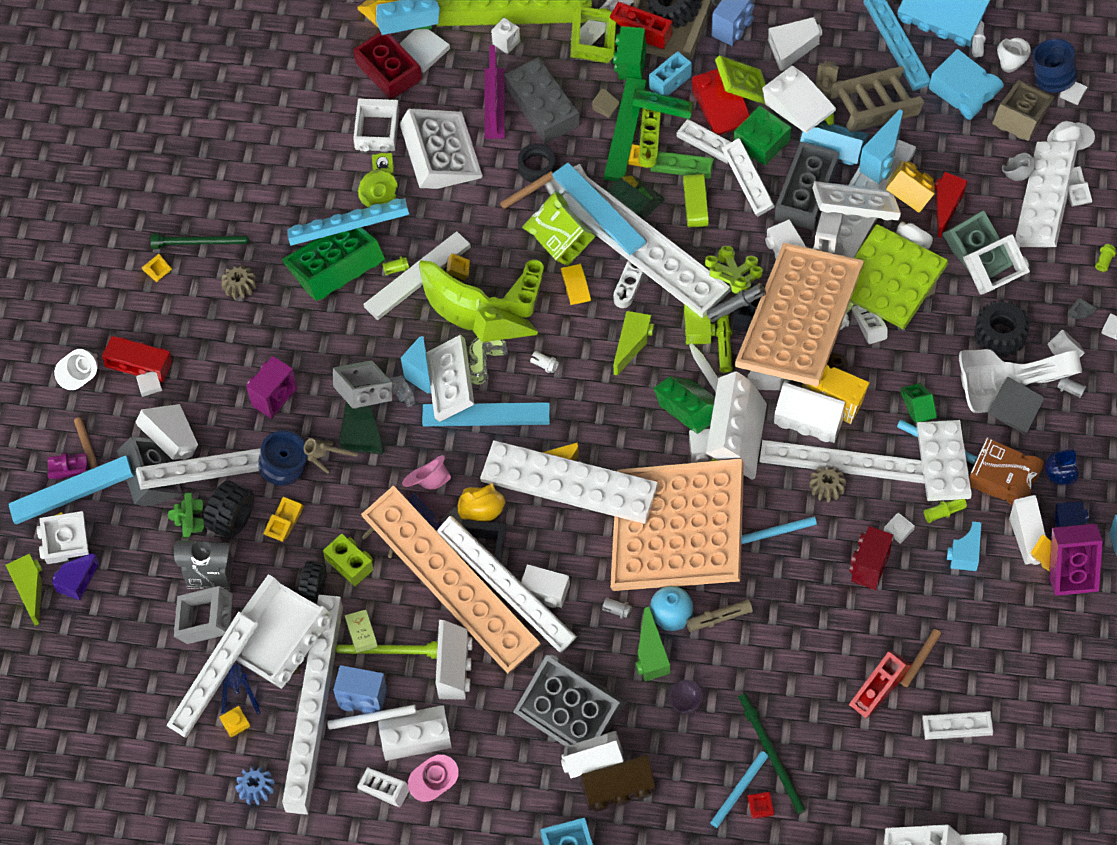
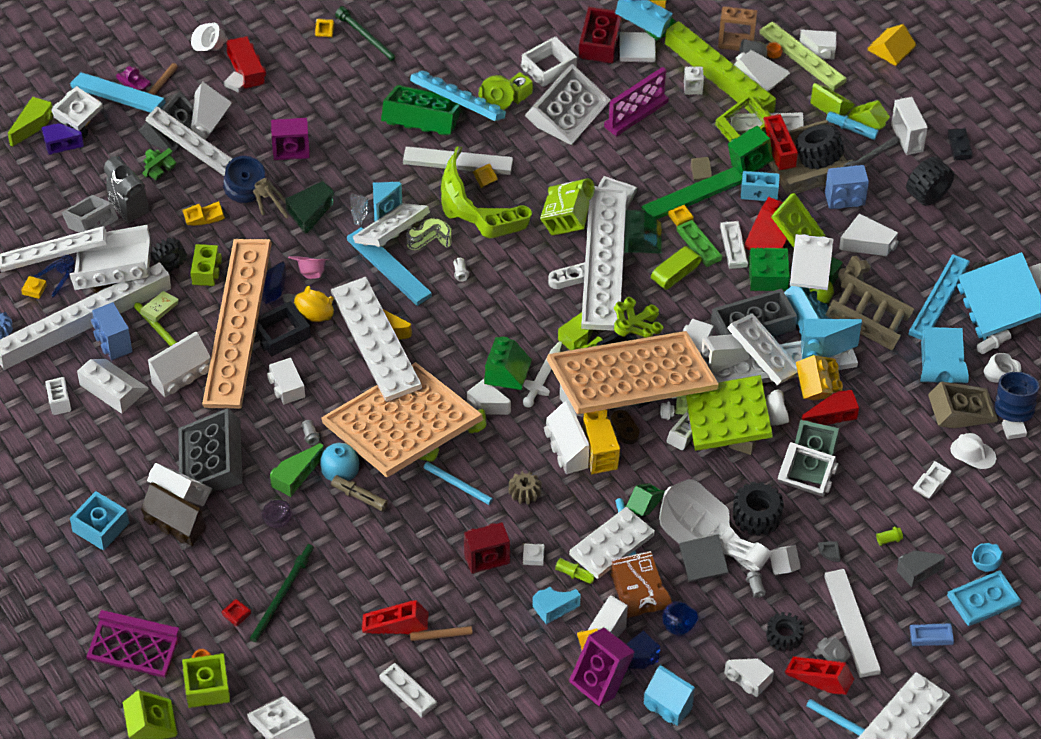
camera: 45 degrees right, 10 degrees down
(228, 509) = (177, 176): black tyre -> none
(238, 282) = (355, 73): dark tan gear -> none
(367, 373) = (344, 183): light grey window -> none
(370, 717) = (101, 353): white bar -> none
(395, 266) = (451, 143): lime pin -> none
(433, 778) = (83, 411): bright pink piece -> none
(496, 324) = (459, 223): lime slope -> none
(506, 584) = (263, 356): white tile -> none
(527, 190) = (584, 172): medium nougat bar -> none
(535, 150) = (612, 153): black tyre -> none
(541, 100) = (663, 132): dark grey brick -> none
(575, 284) = (538, 246): yellow slope -> none
(599, 209) = (605, 215): medium azure tile -> none
(633, 338) = (526, 304): lime slope -> none
(652, 135) = (712, 199): lime beam -> none
(662, 103) = (733, 198): green tile -> none
(737, 422) = (513, 401): white slope -> none
(739, 789) = (237, 592): medium azure bar -> none
(744, 298) = (612, 334): dark grey pin -> none
(748, 177) = (726, 281): white plate -> none
(845, 461) = (552, 484): white tile -> none
(1019, 167) = (908, 435): light grey hair -> none
(1046, 194) = (903, 465): white plate -> none

